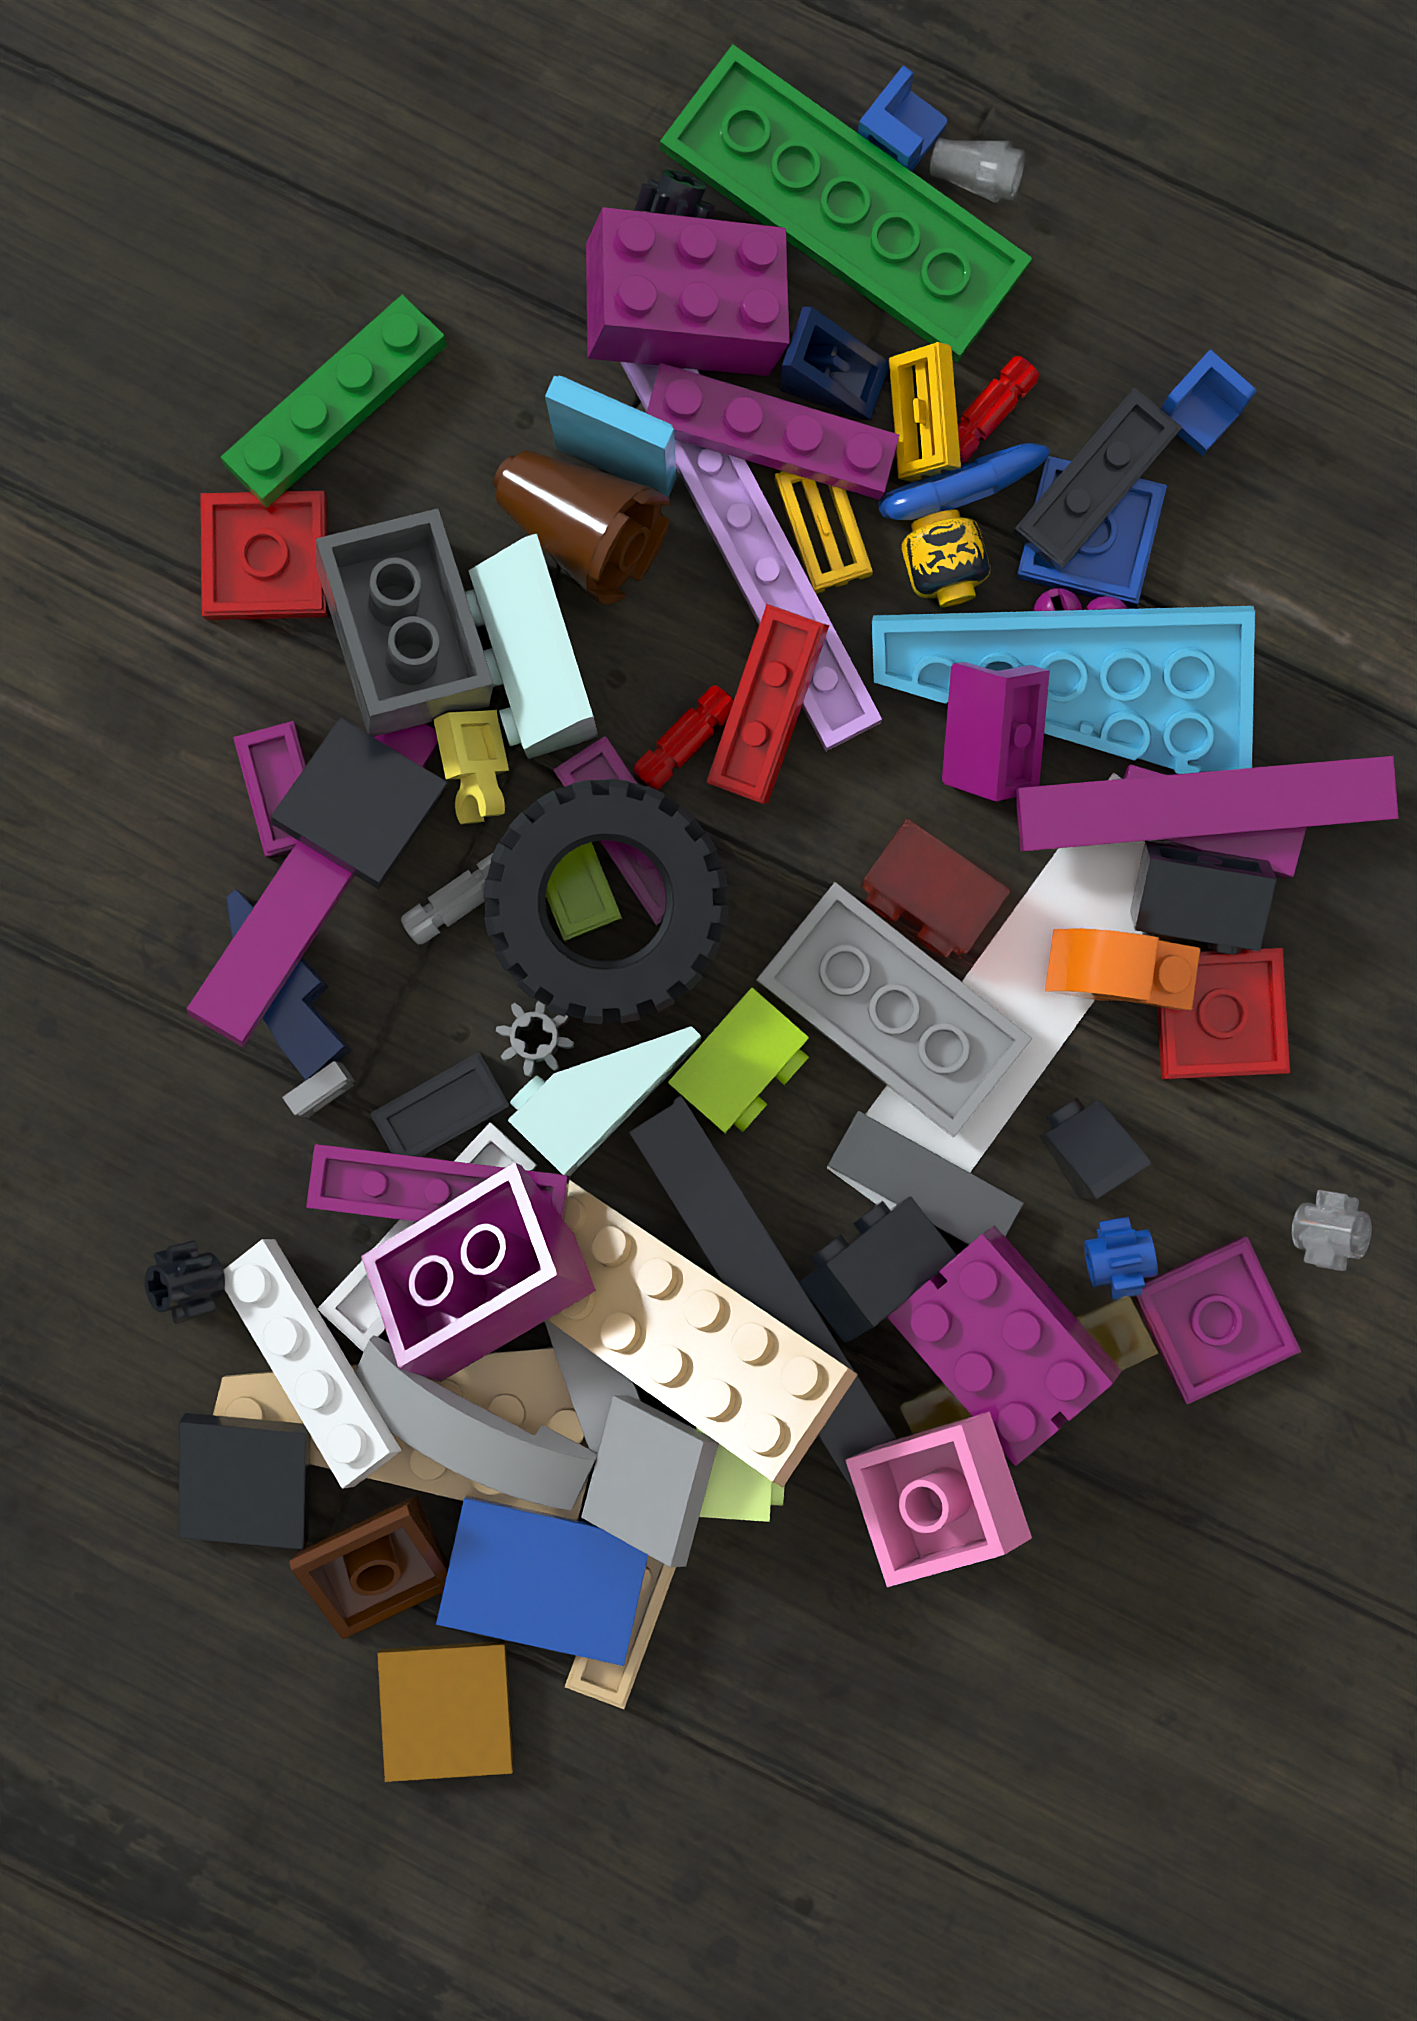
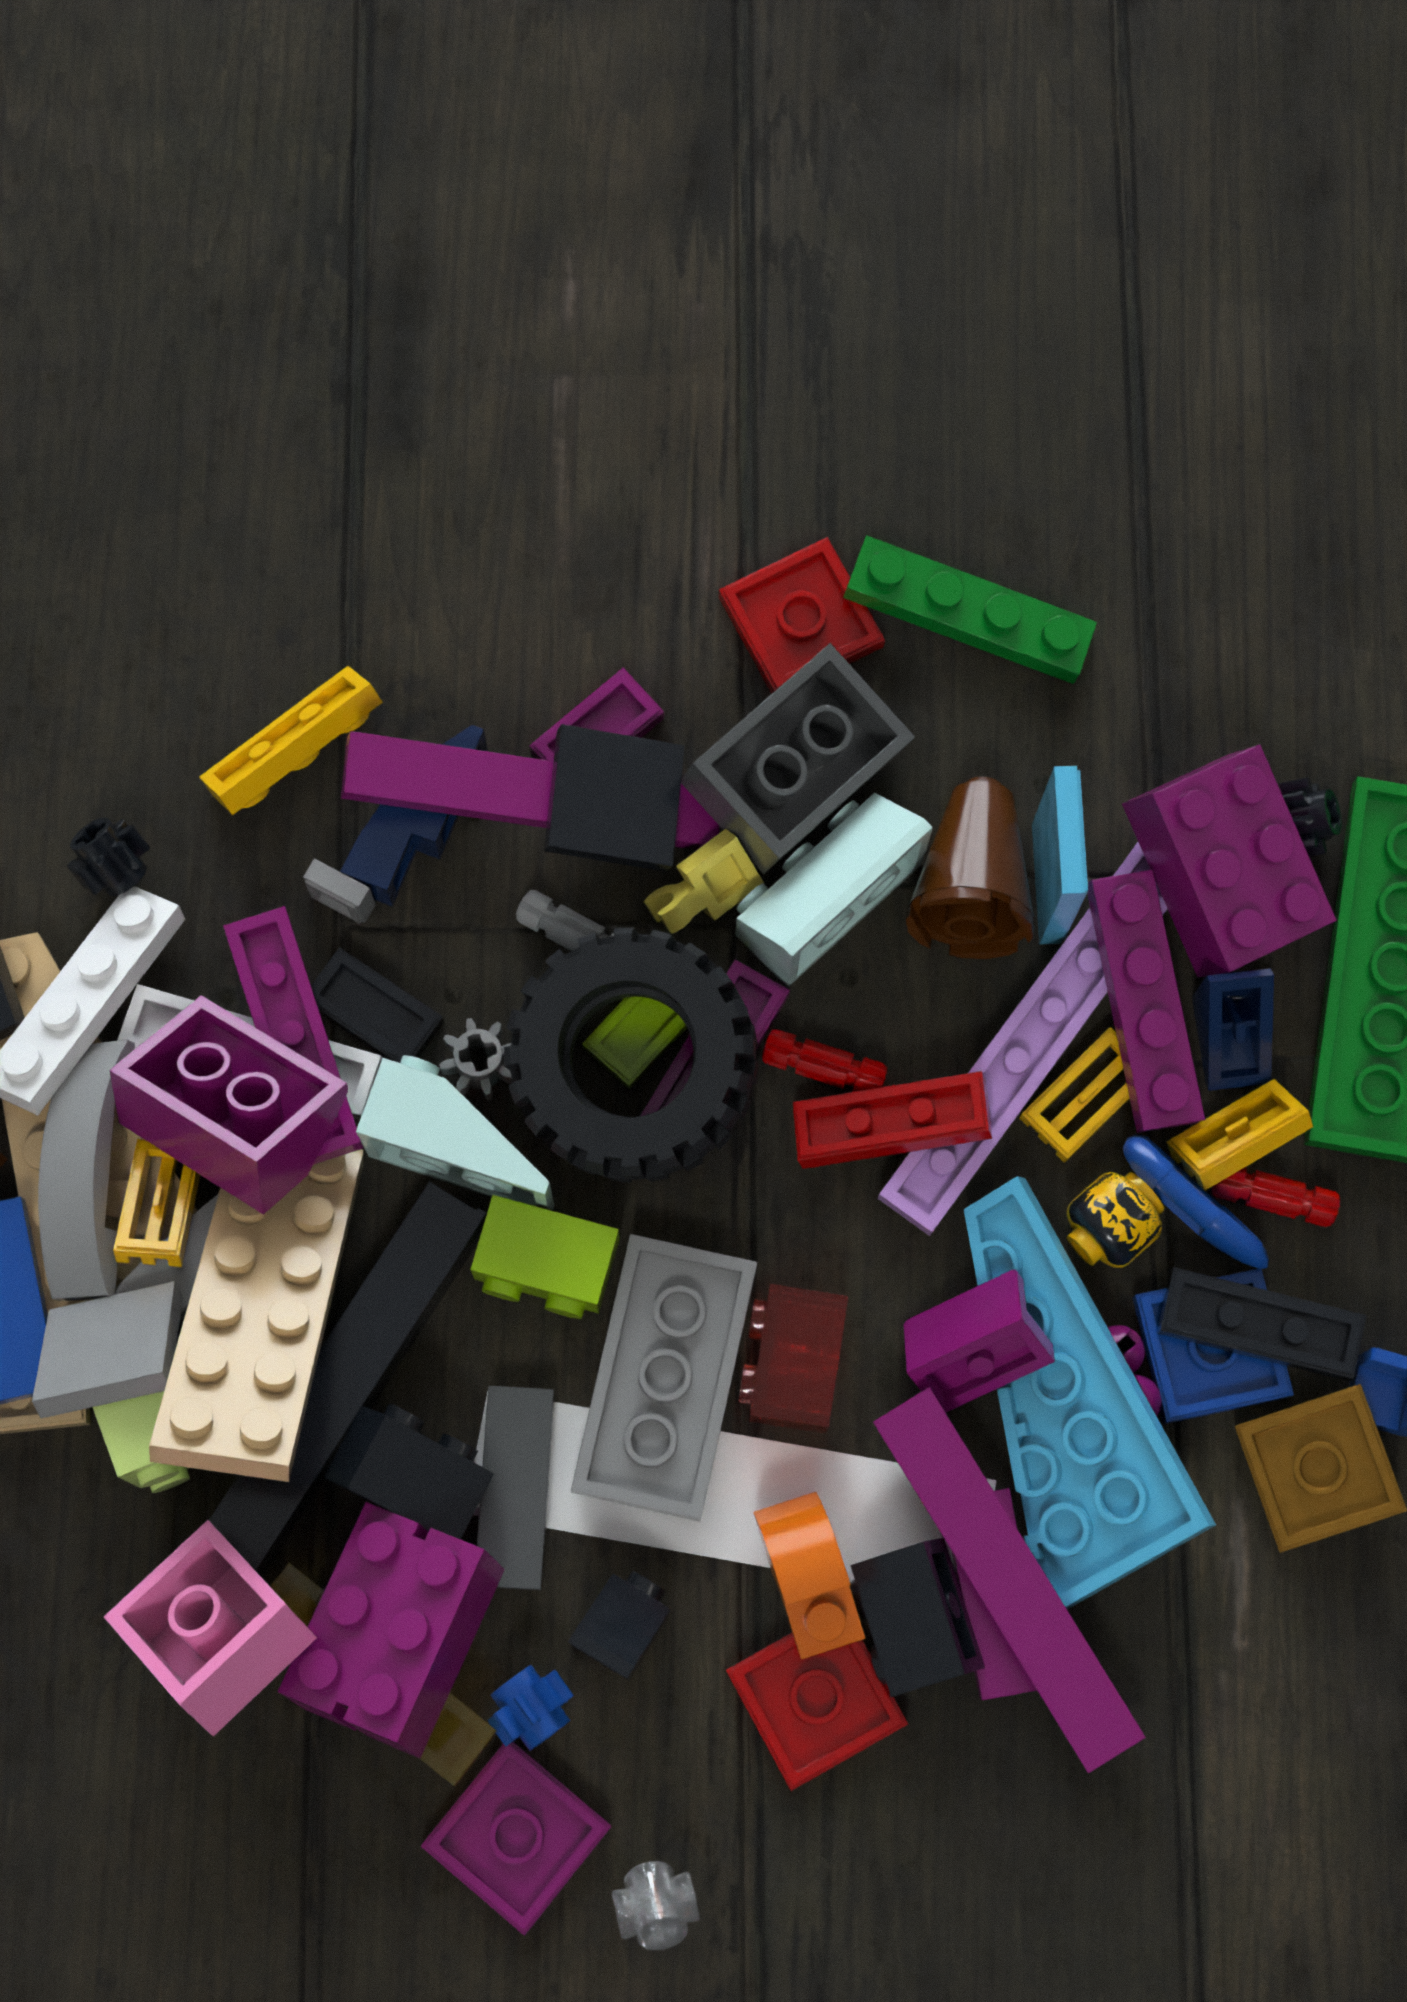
camera: 60 degrees right, 10 degrees down
(154, 1067) = (291, 740): none -> yellow plate
(572, 1403) = (152, 1247): none -> yellow tile
(1239, 494) = (1320, 1468): none -> pearl gold tile

